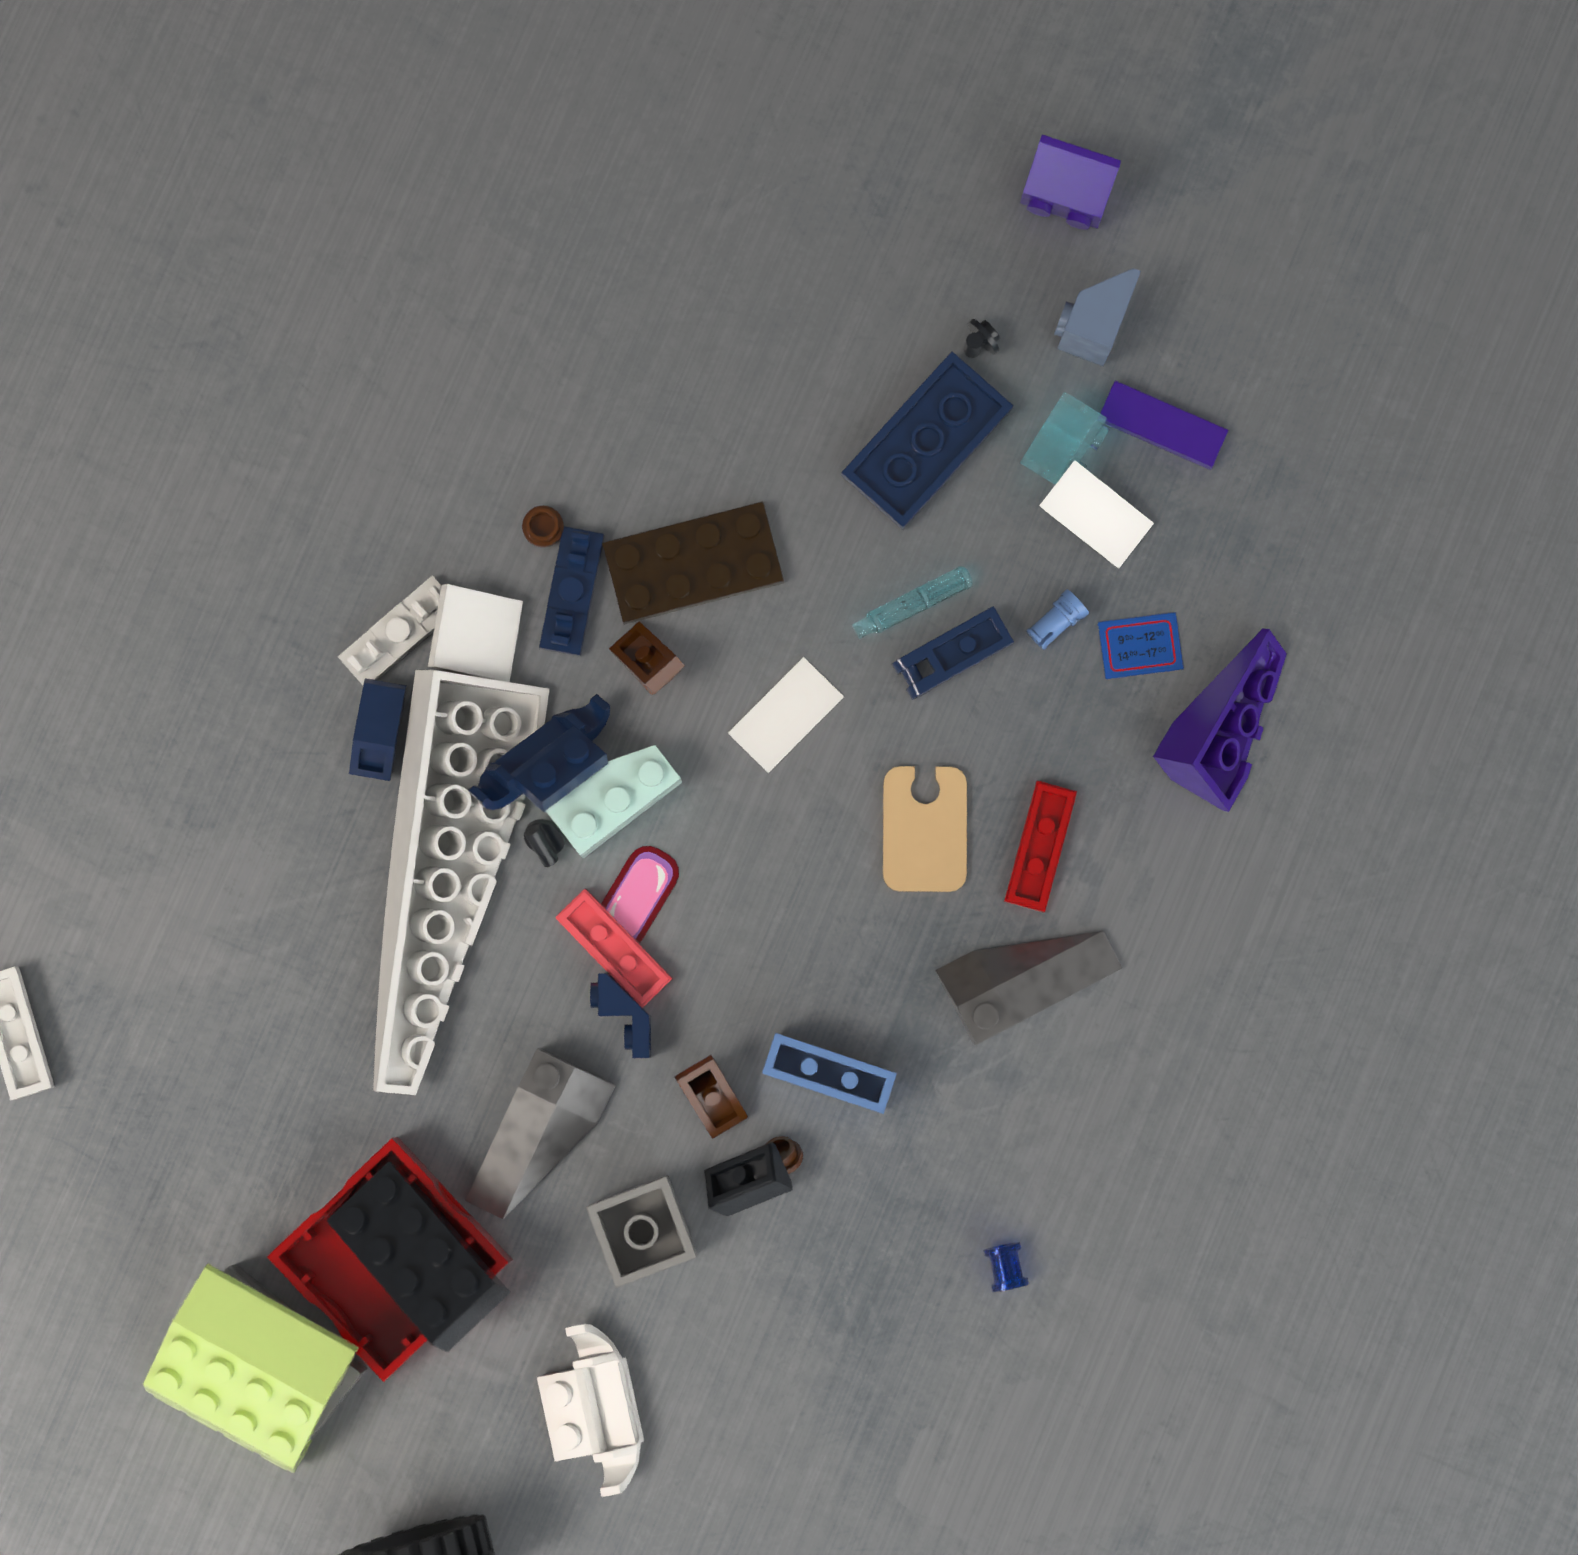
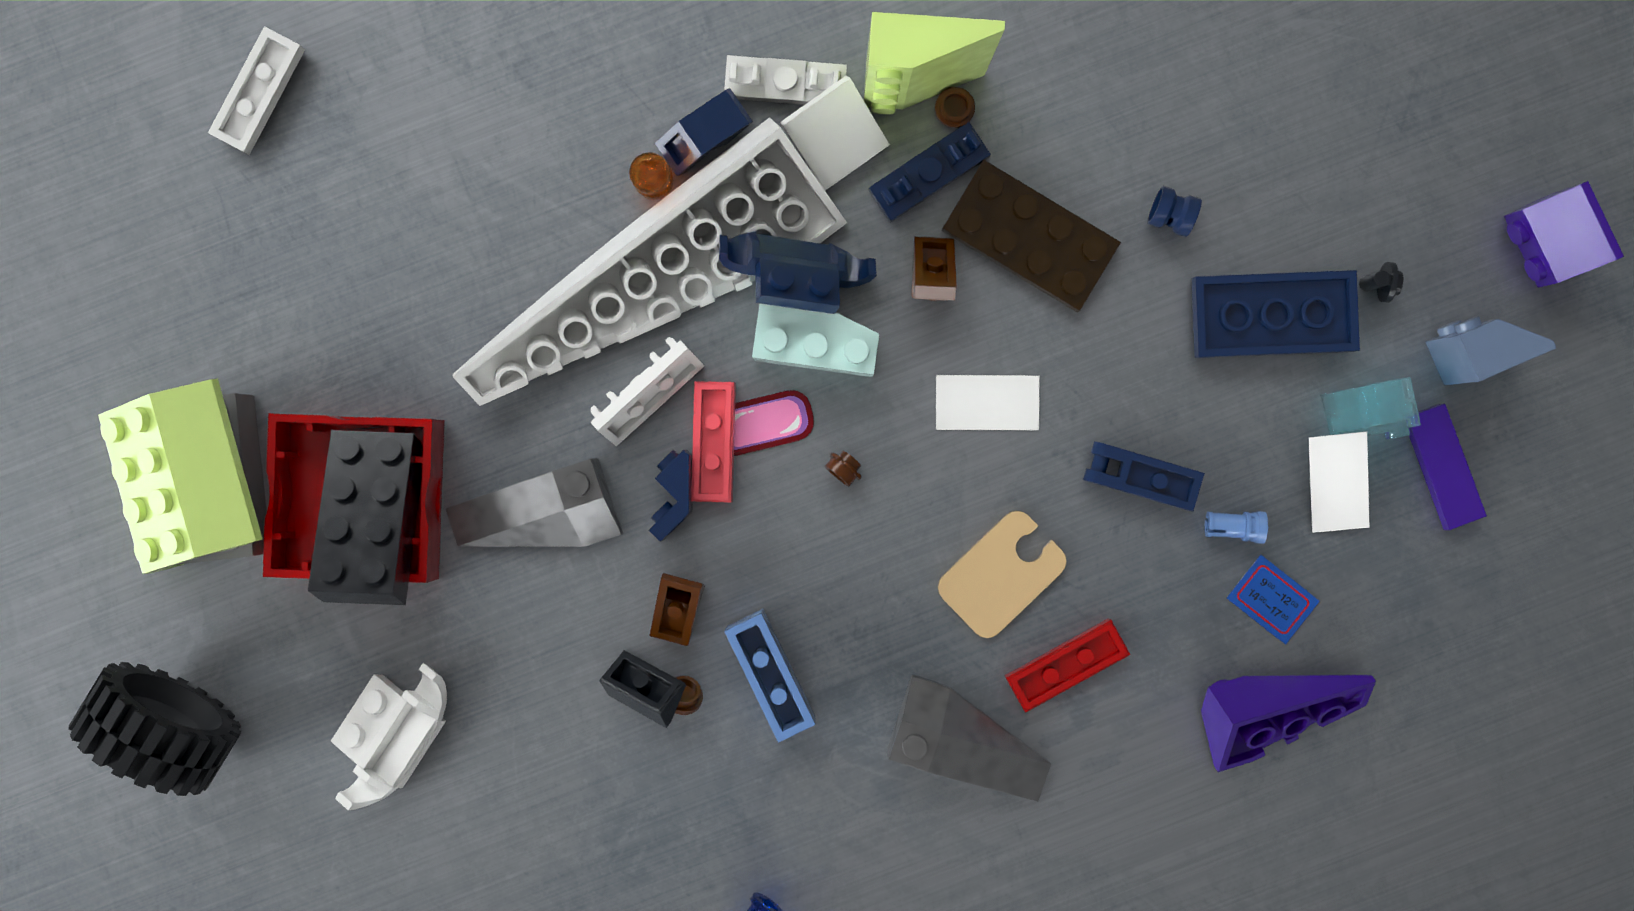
camera: 50 degrees right, 5 degrees up
(368, 794) = (646, 170): none -> clear orange wheel
(486, 520) = (923, 56): none -> yellowish green slope
(528, 960) = (646, 392): none -> white plate
(545, 840) = (740, 322): black plate -> none
(642, 1231) = (538, 651): light grey brick -> none
(729, 869) = (844, 467): none -> reddish brown plate
(778, 440) = (1174, 211): none -> dark blue wheel
(914, 602) = (1152, 415): clear light blue piece -> none

